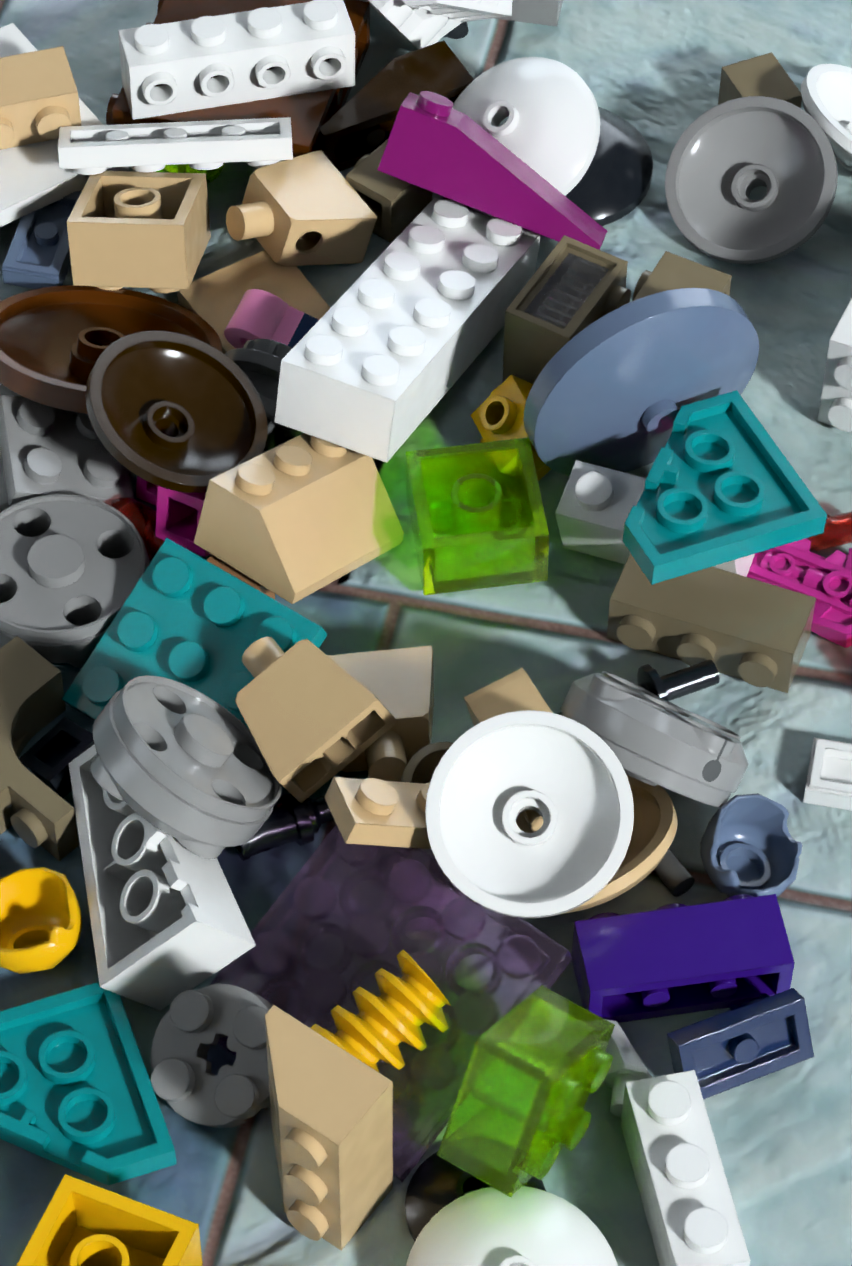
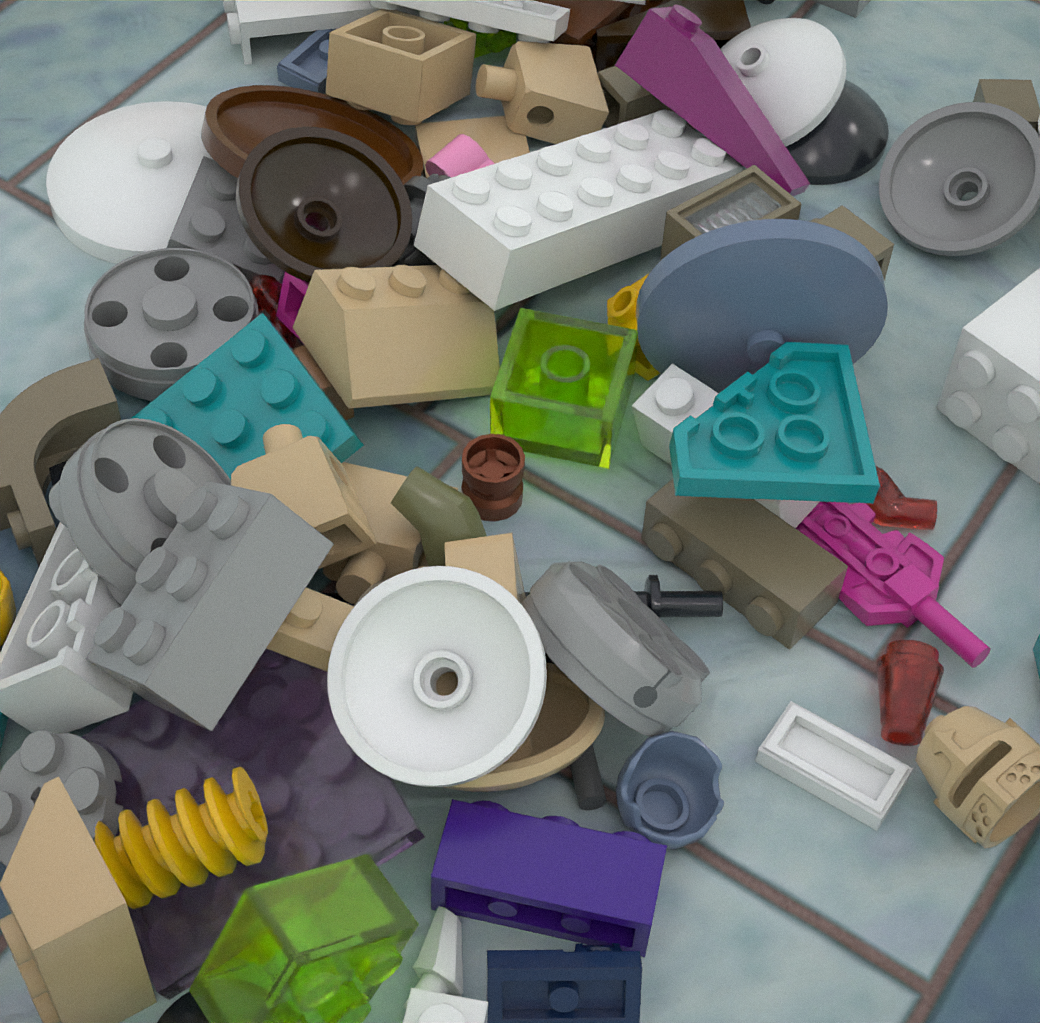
camera: 20 degrees right, 0 degrees up
(303, 818) = (209, 601): none -> light grey brick
(442, 674) = (437, 513): none -> olive arm
(450, 623) = (493, 476): none -> copper wheel

